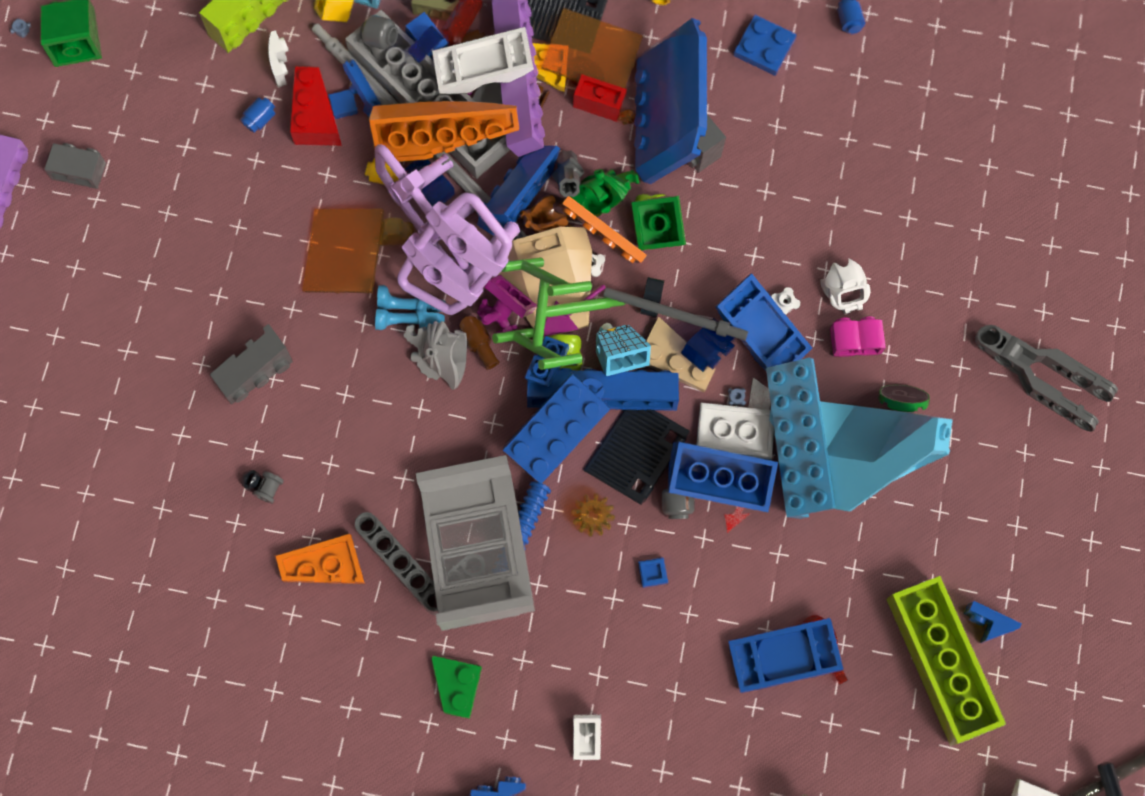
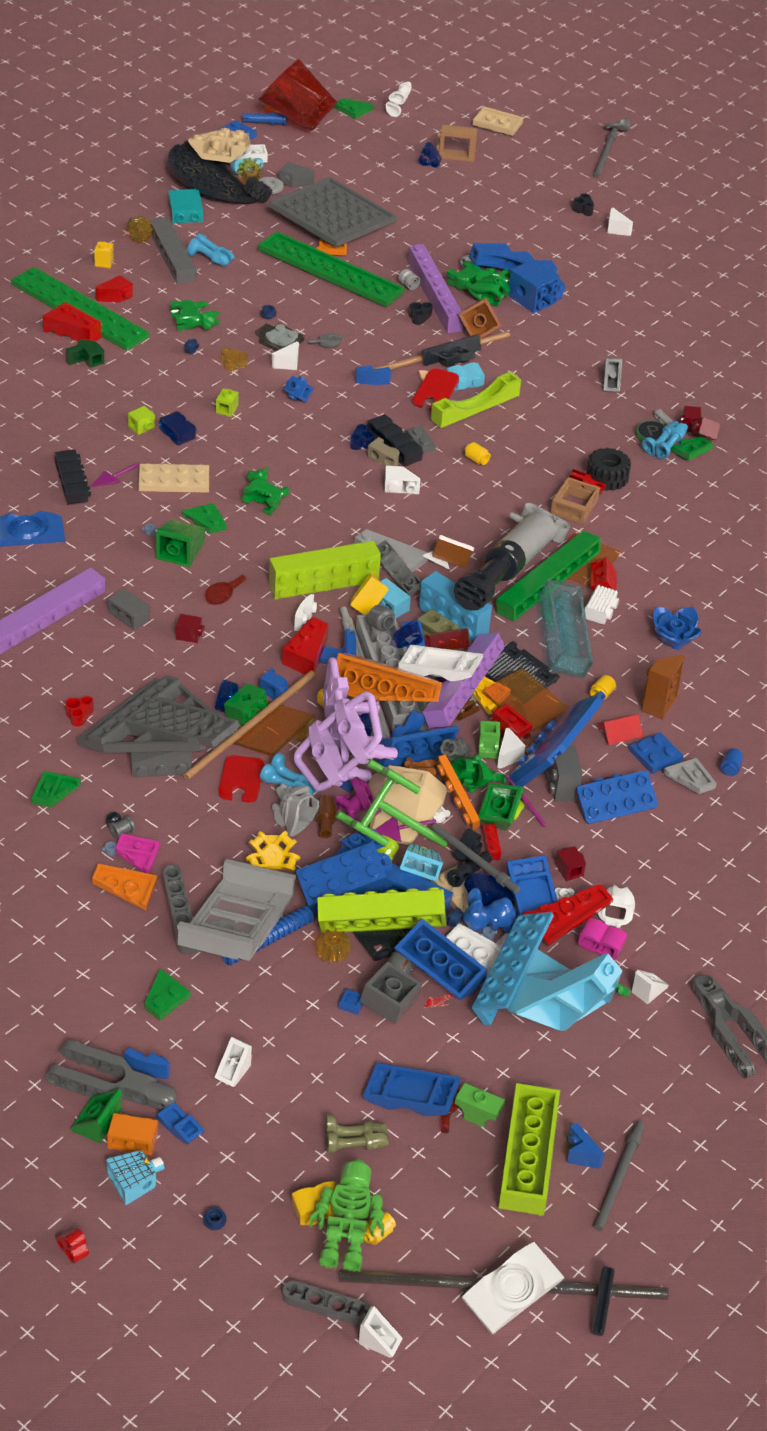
camera: 30 degrees right, 30 degrees down
(118, 348) = (79, 710): none -> red piece
(157, 477) = (54, 788): none -> green wing
(162, 155) = (189, 628): none -> dark red brick
(163, 77) = (222, 591): none -> clear red piece
(181, 316) = (159, 719): none -> dark grey wing
(258, 114) = (269, 635): blue brick -> none
(270, 235) = (226, 691): none -> clear blue piece
(273, 521) = (109, 848): none -> sand blue piece
(296, 232) = (246, 703): none -> green brick
(307, 510) = (138, 851): none -> dark pink wing
(309, 186) = (273, 684): none -> blue brick
(317, 260) = (249, 725): none -> medium nougat piece
(348, 330) = (243, 774): none -> red piece
(454, 428) = (272, 854): none -> yellow piece
(496, 172) = (413, 723): none -> blue slope
(587, 131) = (489, 739): none -> bright green brick
(615, 130) = (511, 749): none -> white slope
(627, 451) = (381, 910): none -> lime brick
(669, 271) = (491, 841): none -> red piece
(672, 334) = (465, 869): none -> black pin
(682, 199) = (523, 798): none -> magenta piece
(692, 545) = (391, 992): none -> dark grey brick
(694, 399) = (455, 917): none -> dark blue plate
(718, 29) = (621, 728): none -> panel
(738, 374) = (497, 914): none -> blue animal
(762, 133) = (616, 796): none -> blue bracket
(767, 253) = (570, 863): none -> dark red brick
(777, 747) = (372, 1135): none -> olive piece
(811, 327) = (573, 911): none -> red wing
(821, 58) = (691, 775): none -> light grey wing
(865, 635) = (478, 1104): none -> bright green brick
(936, 370) = (648, 986): none -> white slope
(1031, 580) = (632, 1143): none -> dark grey bar

